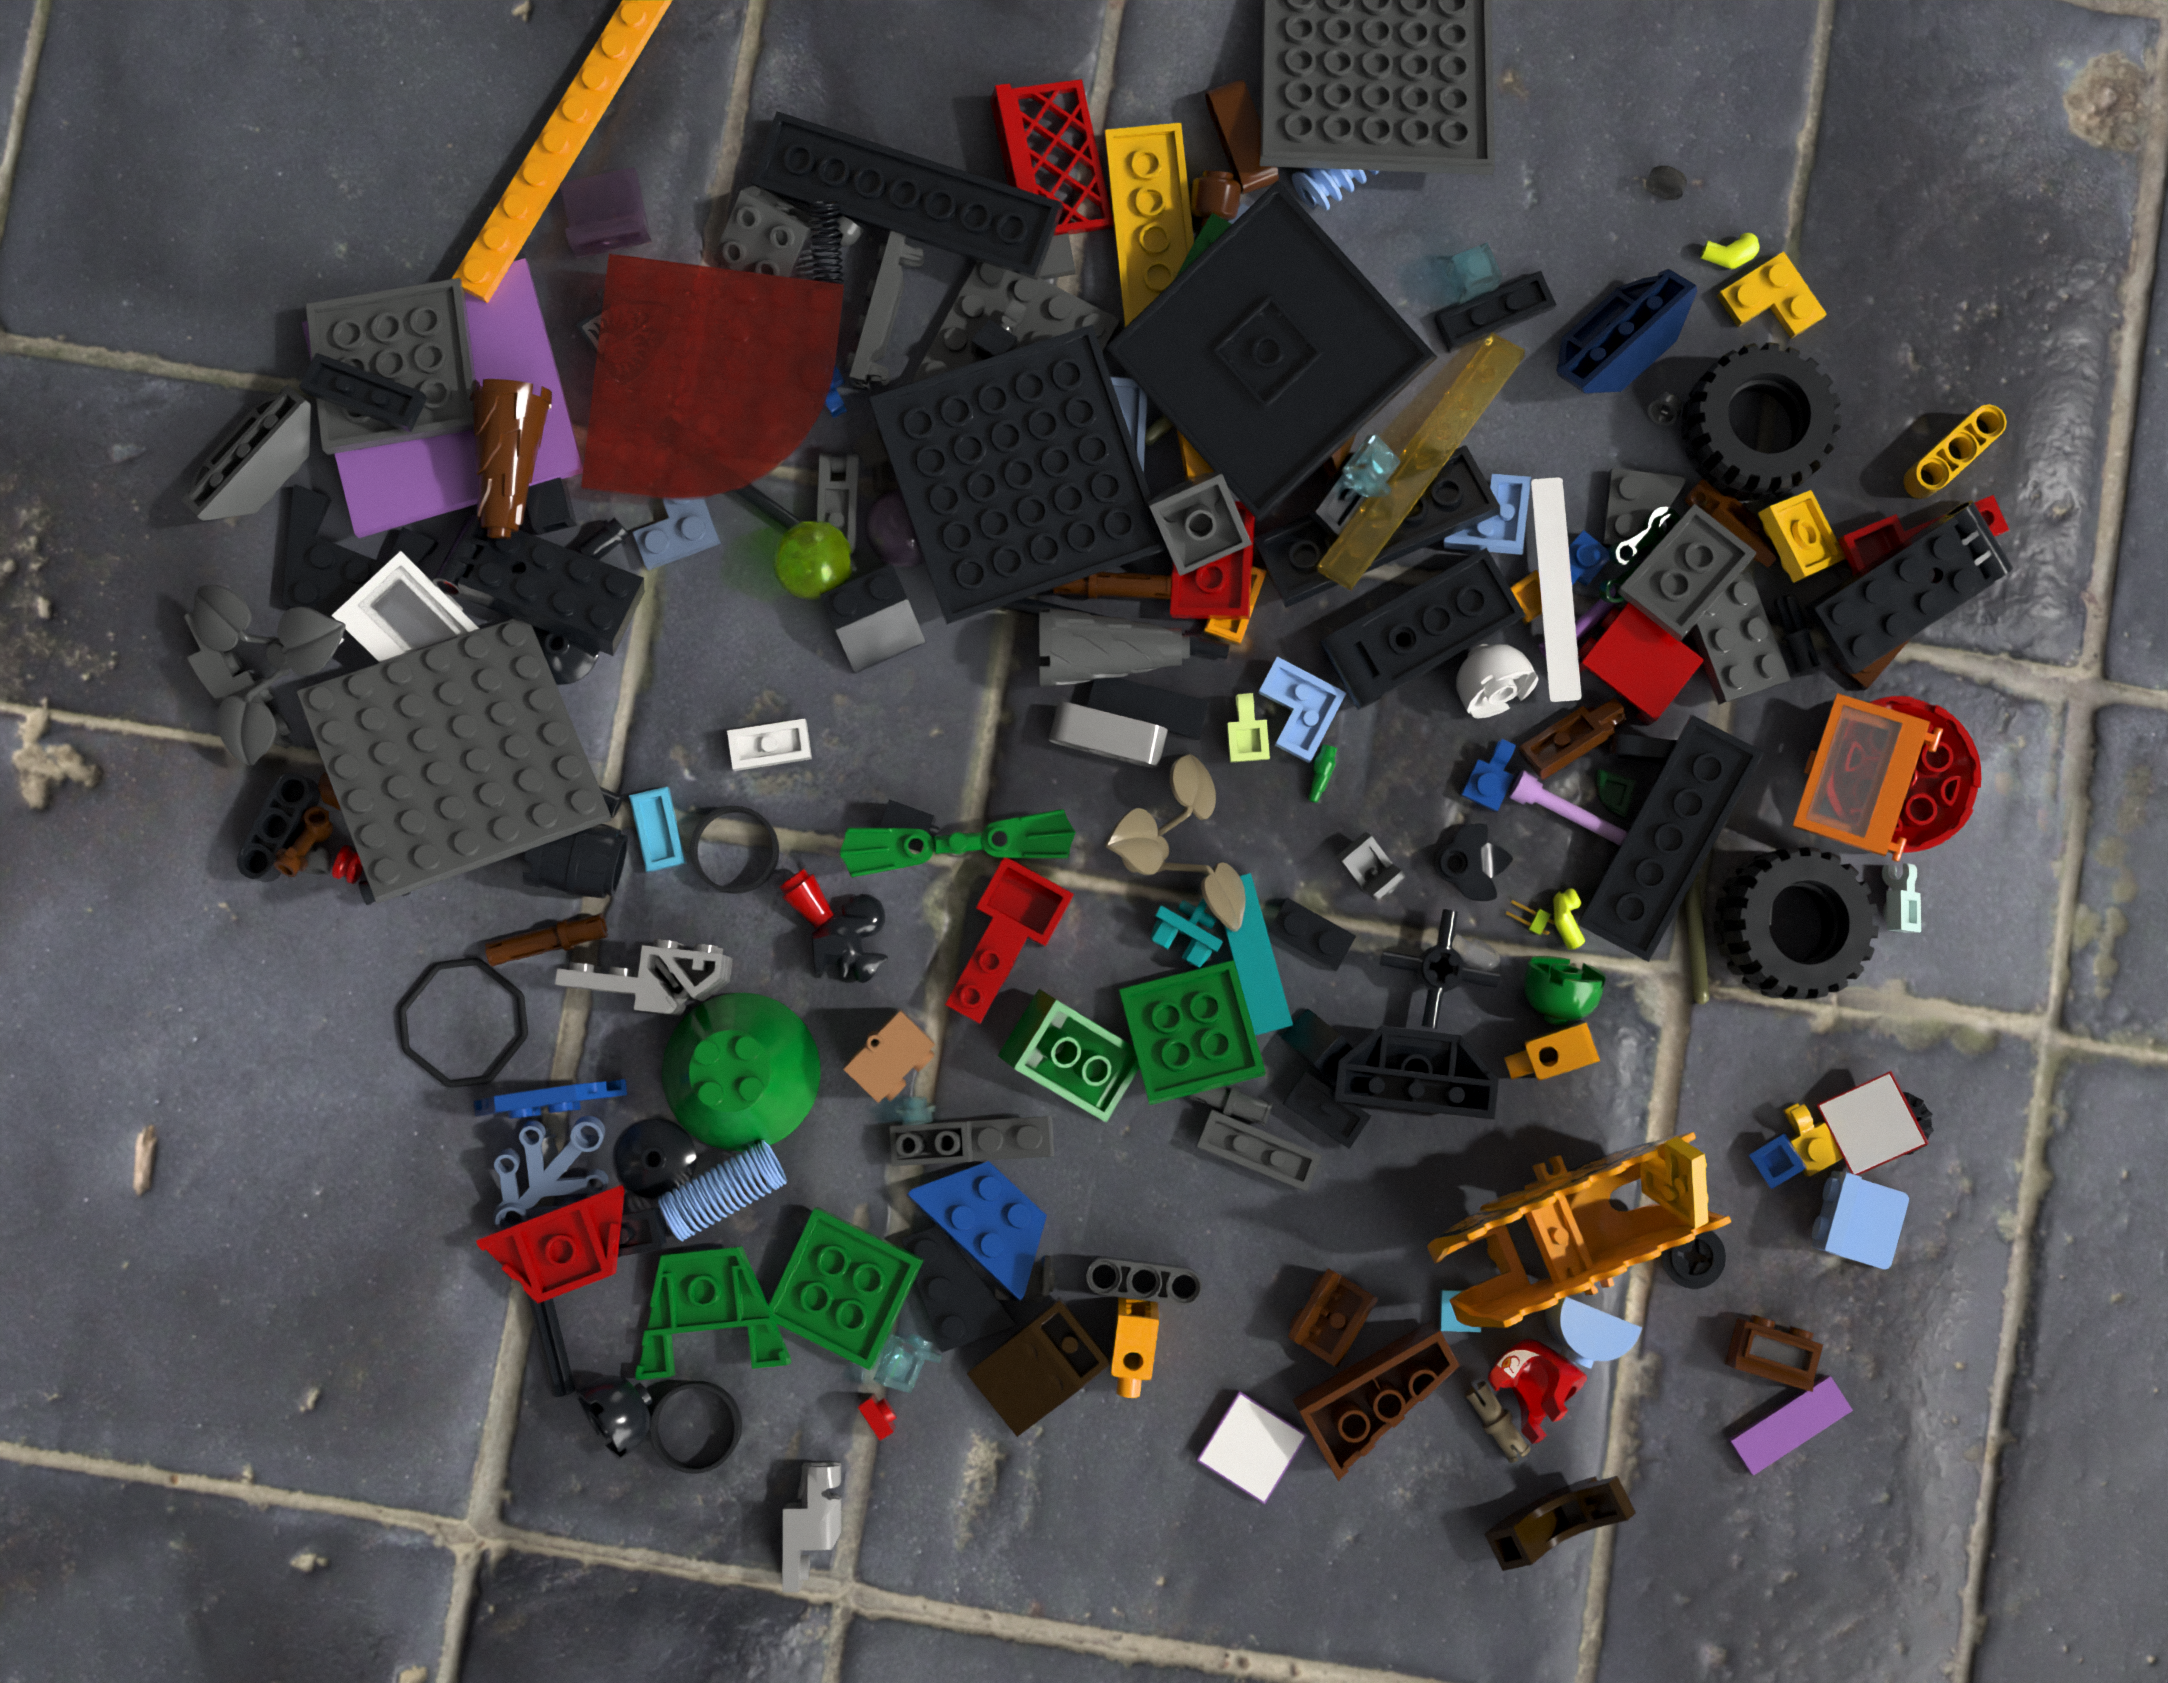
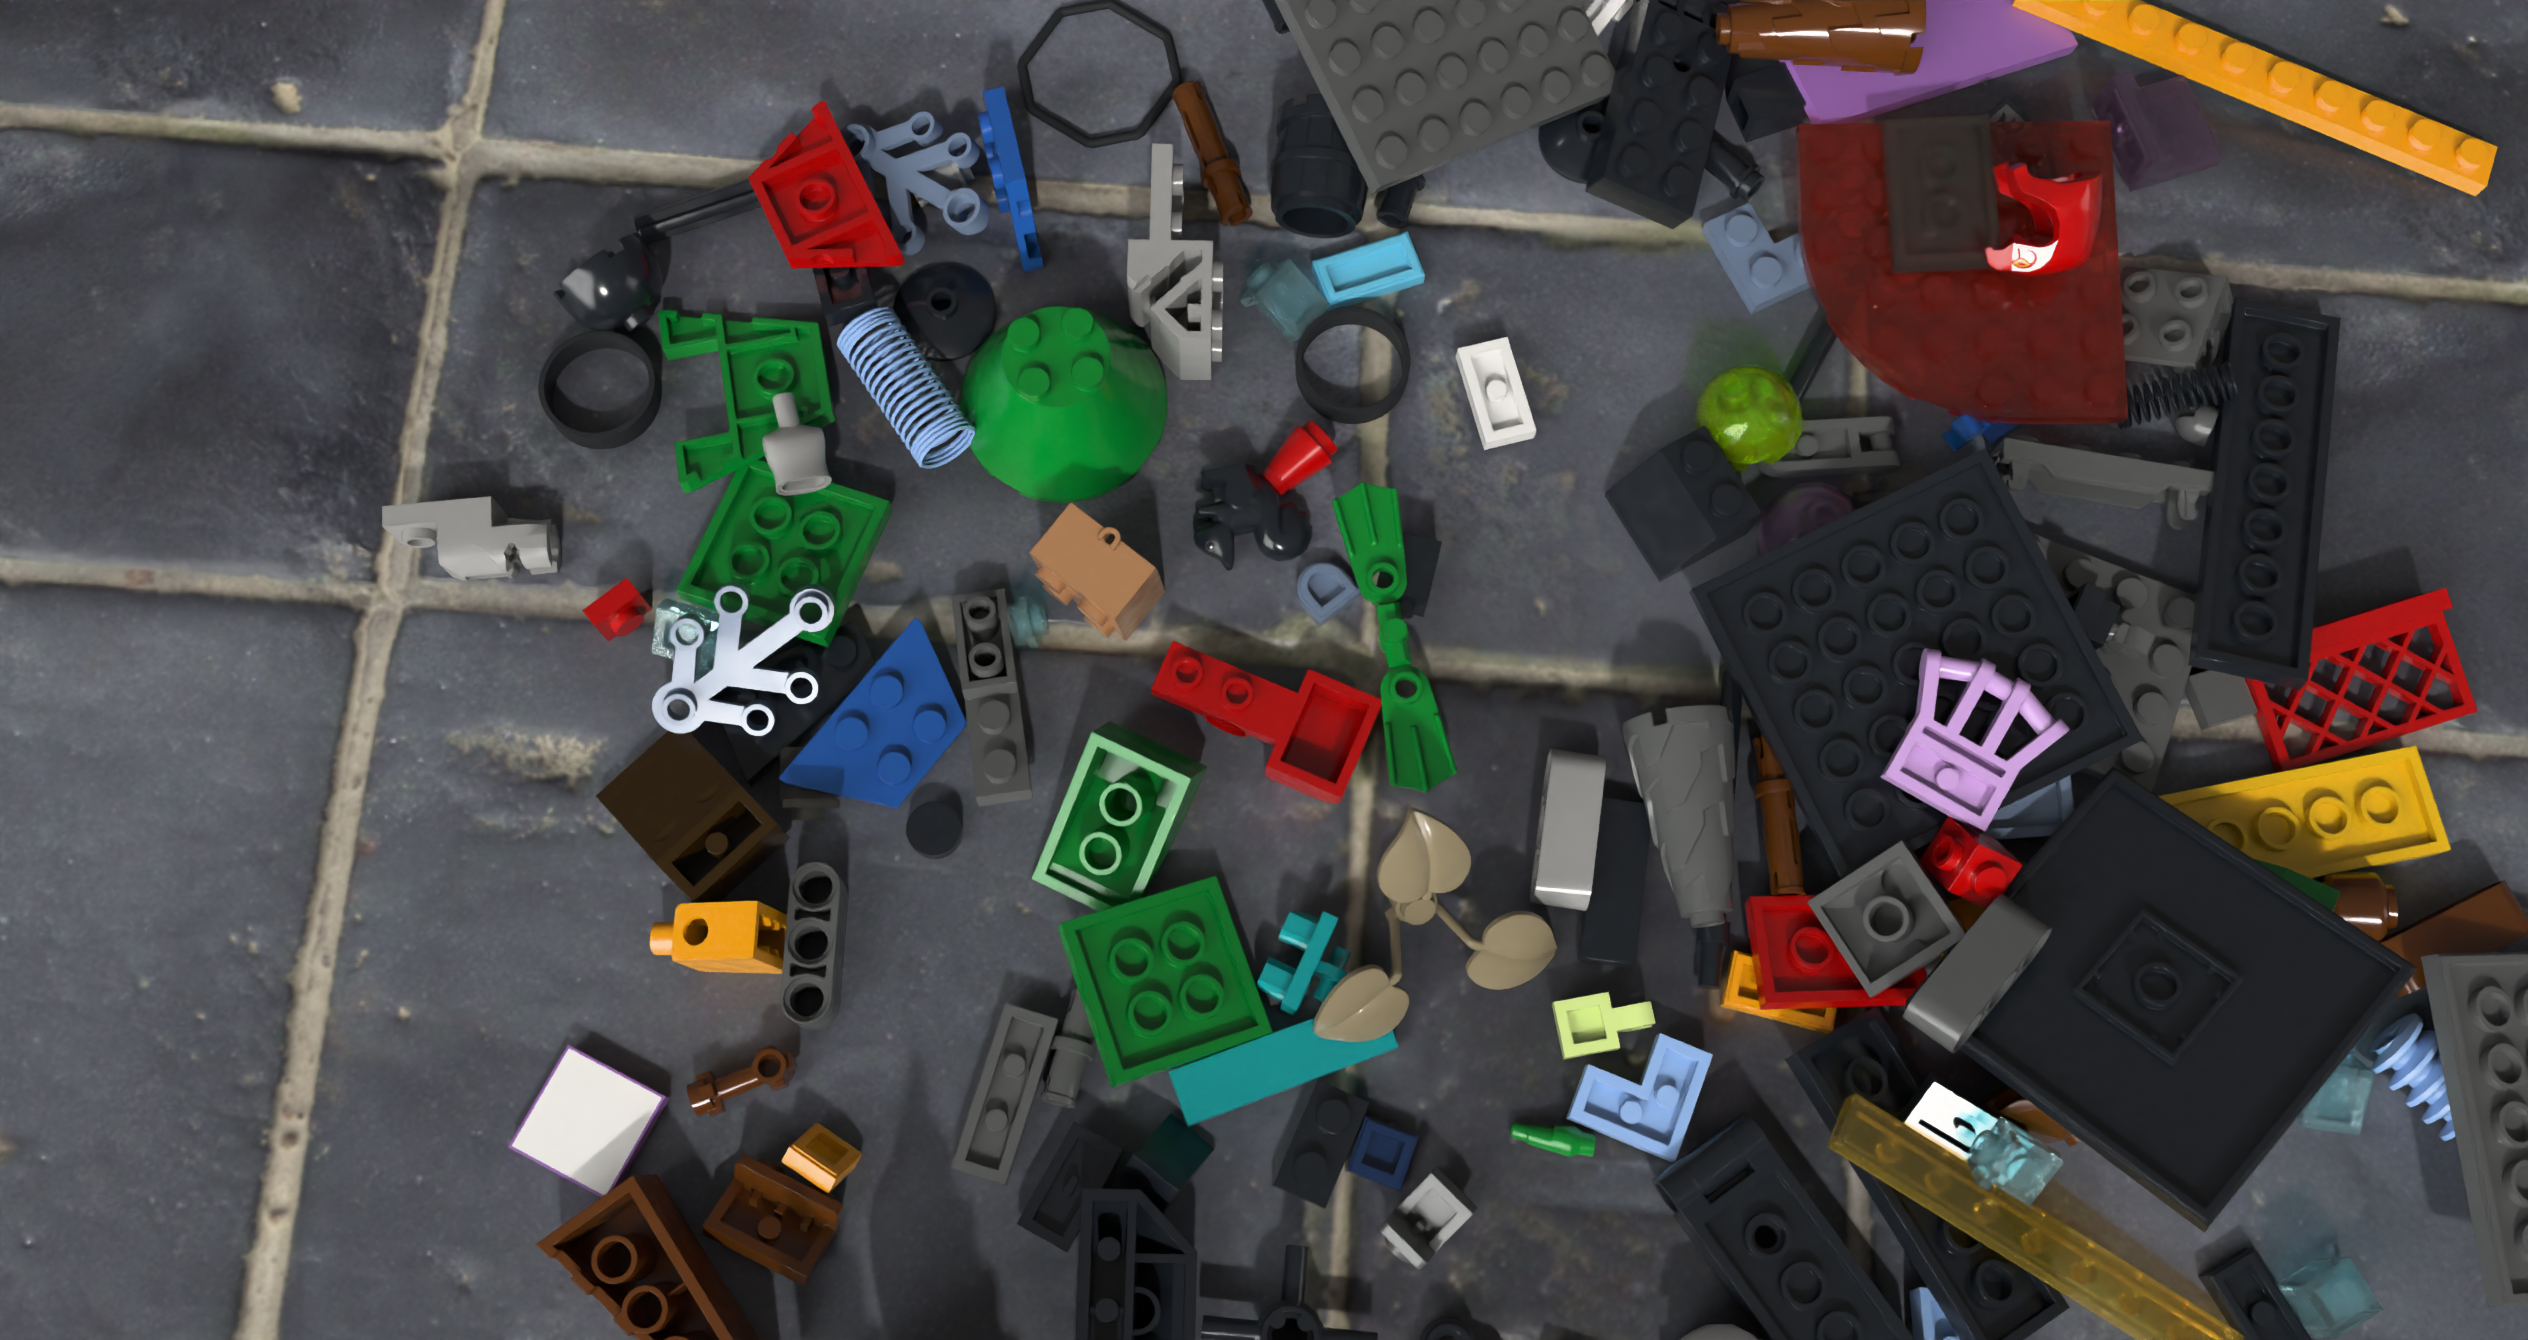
camera: 85 degrees right, 10 degrees down
(655, 391) = (1939, 192): none -> clear smoke tile
(675, 896) = (1284, 297): none -> clear light blue bracket
(693, 304) = (2063, 218): none -> red piece
(770, 1275) = (795, 451): none -> light grey piece
(910, 889) = (1325, 591): none -> sand blue tile
(936, 1323) = (737, 665): none -> plant
(1064, 1190) = (934, 830): none -> black tile
(1102, 462) = (1950, 769): none -> lavender plate
(1166, 460) = (1970, 863): none -> red brick
(1227, 1316) = (768, 1067): none -> reddish brown bar
(1248, 470) = (1977, 973): none -> dark grey beam
(1292, 1282) = (821, 1157): none -> light orange tile
(1321, 892) = (1382, 1153): none -> dark blue tile
(1346, 234) = (2341, 1100): none -> clear light blue bracket

